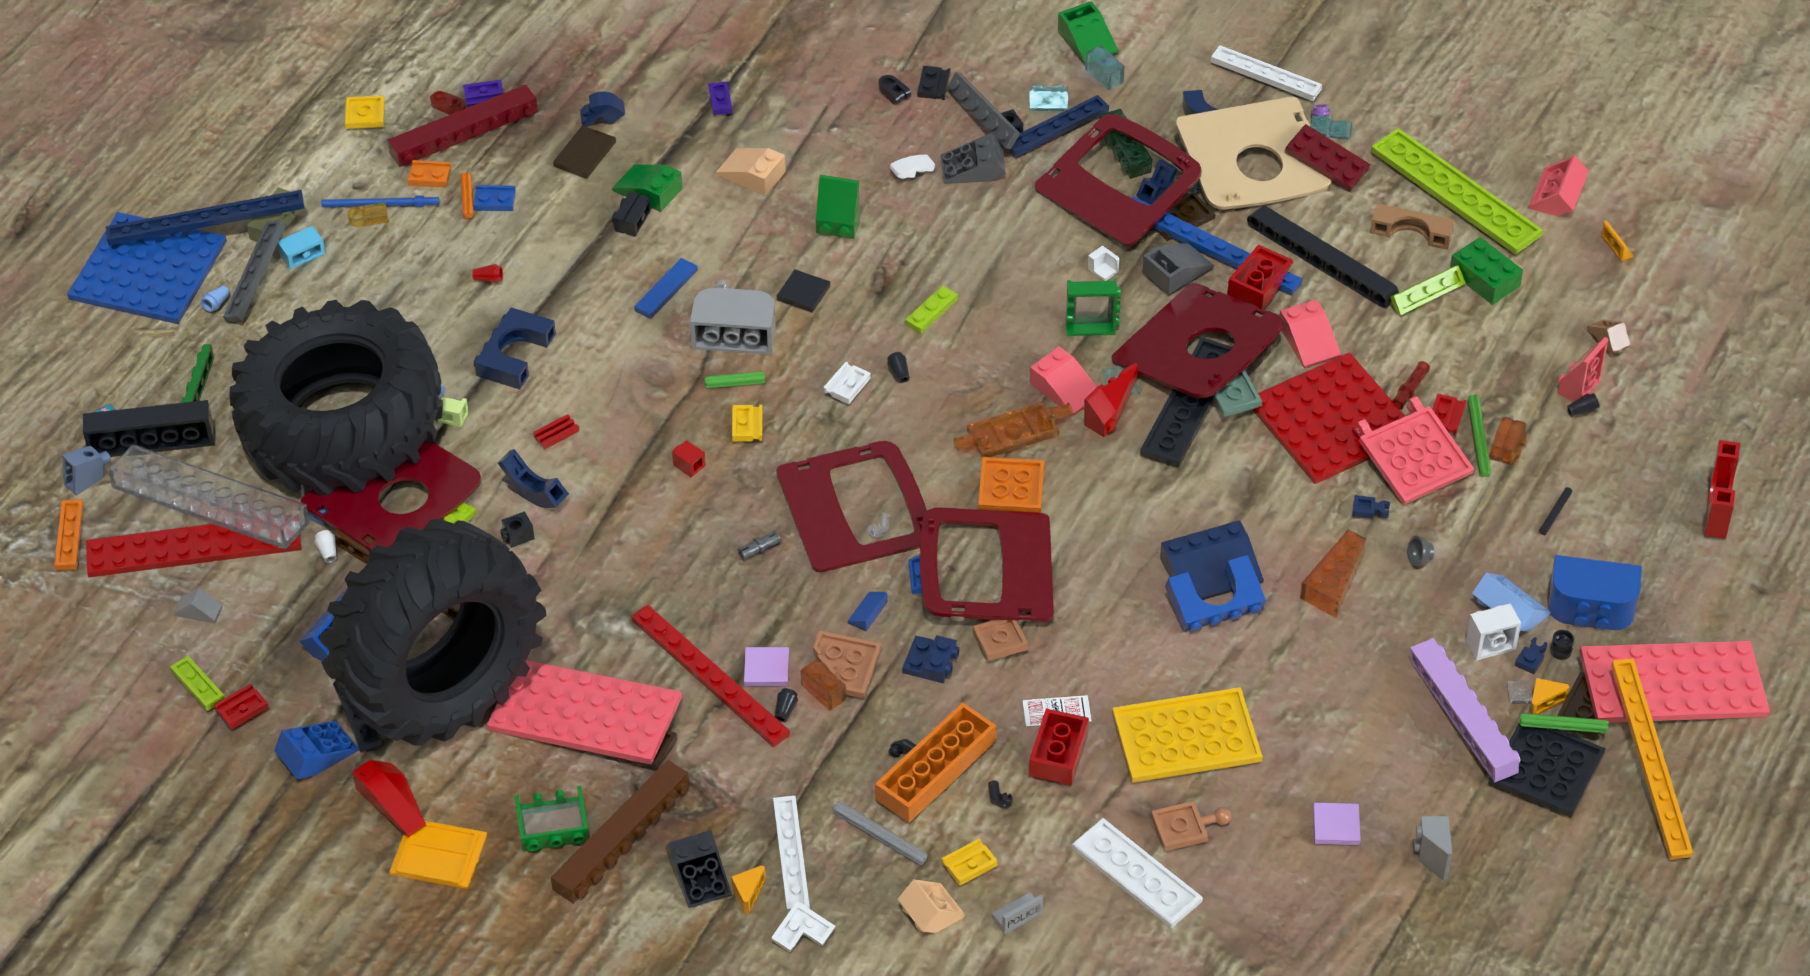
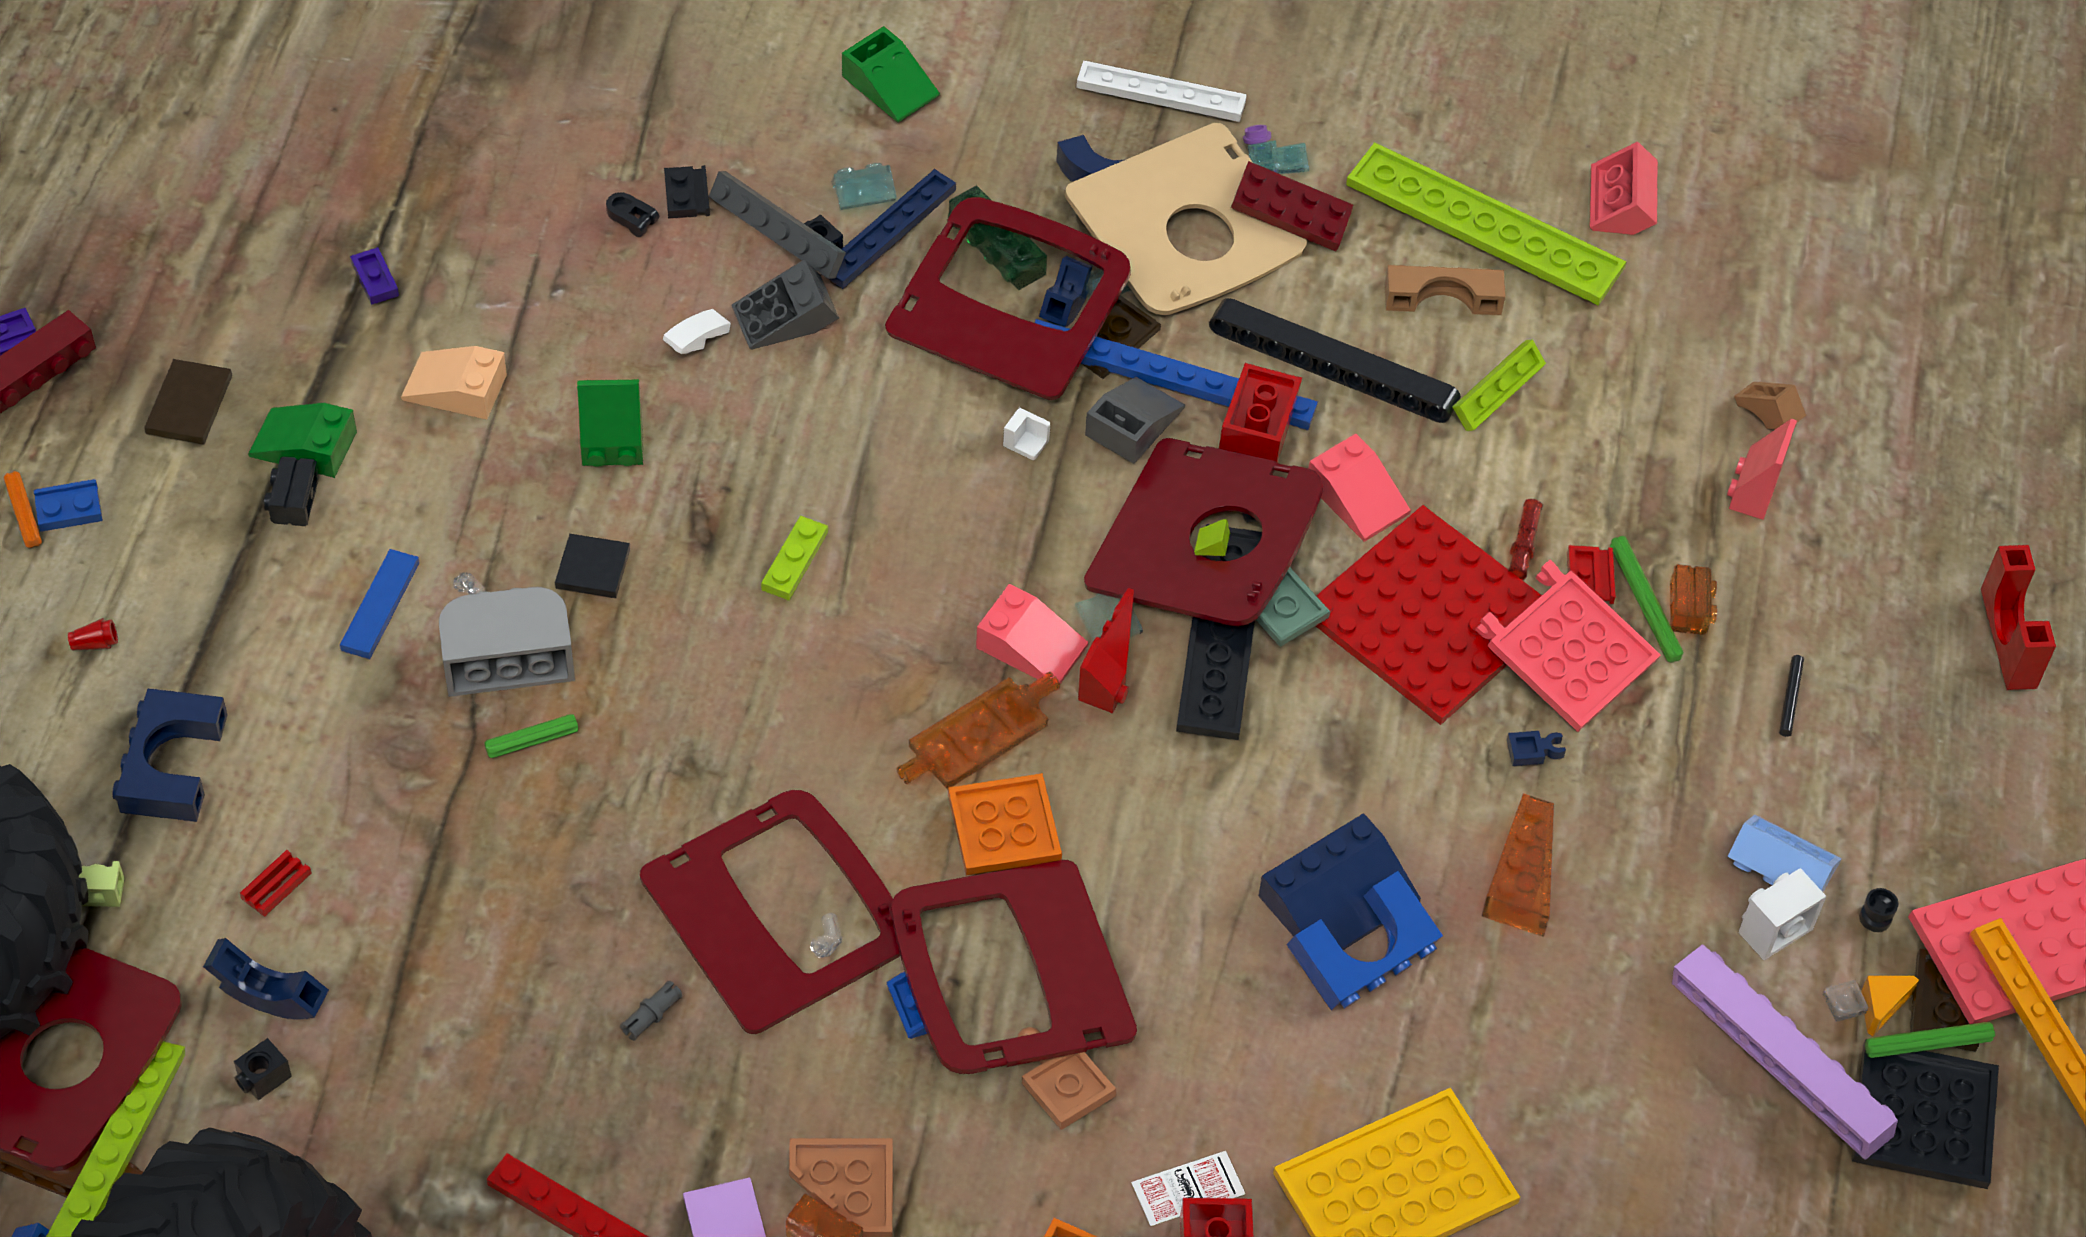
camera: 20 degrees left, 5 degrees up
(602, 105) = (198, 321): dark blue brick -> none
(688, 458) = (499, 886): red brick -> none
(747, 423) = (572, 805): yellow plate -> none
(847, 383) = (705, 706): white plate -> none
(868, 610) = (851, 1083): blue slope -> none
(898, 365) = (775, 662): black cone -> none
(931, 658) = (973, 1144): dark blue plate -> none
(1092, 308) = (1039, 512): green window -> none
(1104, 67) = (931, 124): clear light blue brick -> none
(1199, 344) = (1213, 539): none -> lime slope
(1419, 551) = (1629, 804): dark grey piece -> none
(1487, 270) = (1572, 338): green brick -> none
(1532, 657) = (1839, 938): dark blue plate -> none
(1586, 404) = (1774, 521): black cone -> none
(1594, 592) = (1897, 818): blue brick -> none
(1615, 242) = (1728, 260): light orange slope -> none

